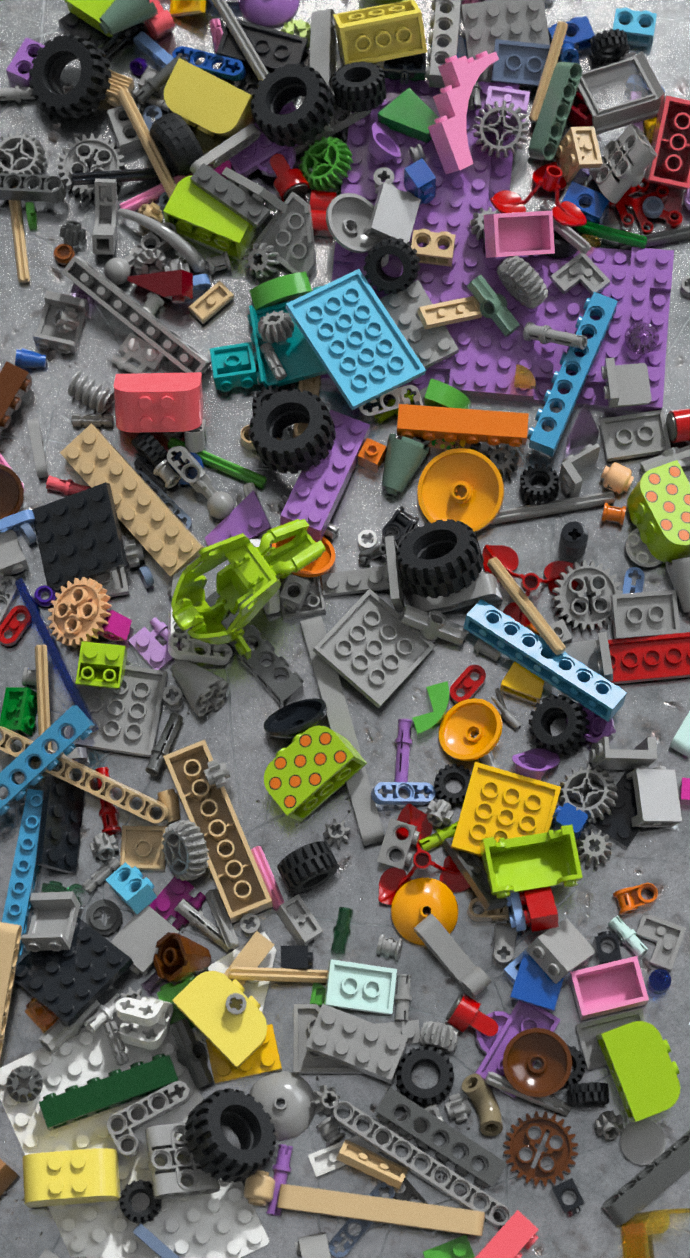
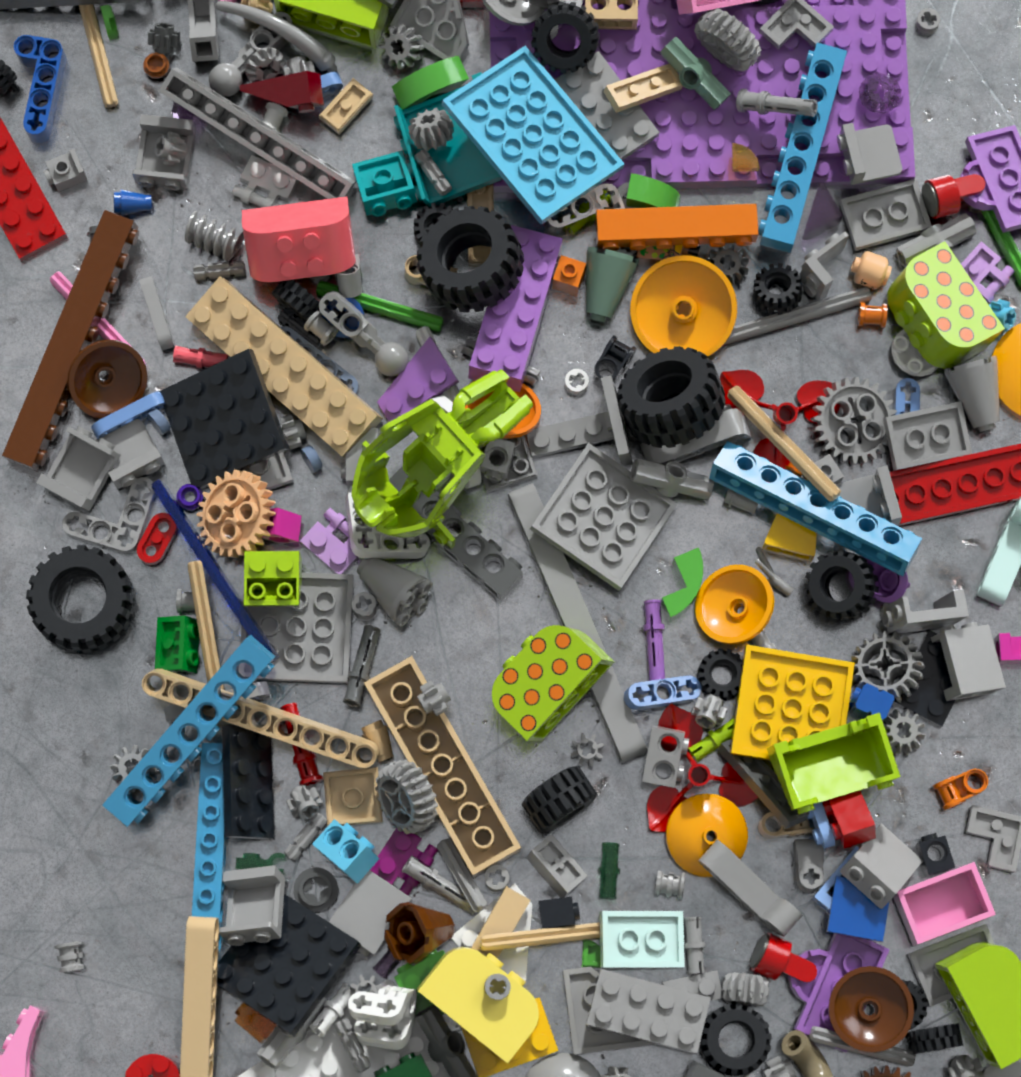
camera: 10 degrees left, 5 degrees up
(218, 262) = (349, 55): light grey bush -> none
(267, 876) = (510, 815): bright pink axle -> none
(295, 718) = (520, 615): black dish -> none
(371, 553) = (582, 398): dark grey arm -> none
(466, 684) = (721, 547): red plate -> none
(535, 762) = (818, 635): medium lavender piece -> none
(573, 541) = (829, 355): black piece -> none
(628, 936) = (957, 836): light aqua pin -> none
(656, 985) = (997, 889): clear blue wheel -> none

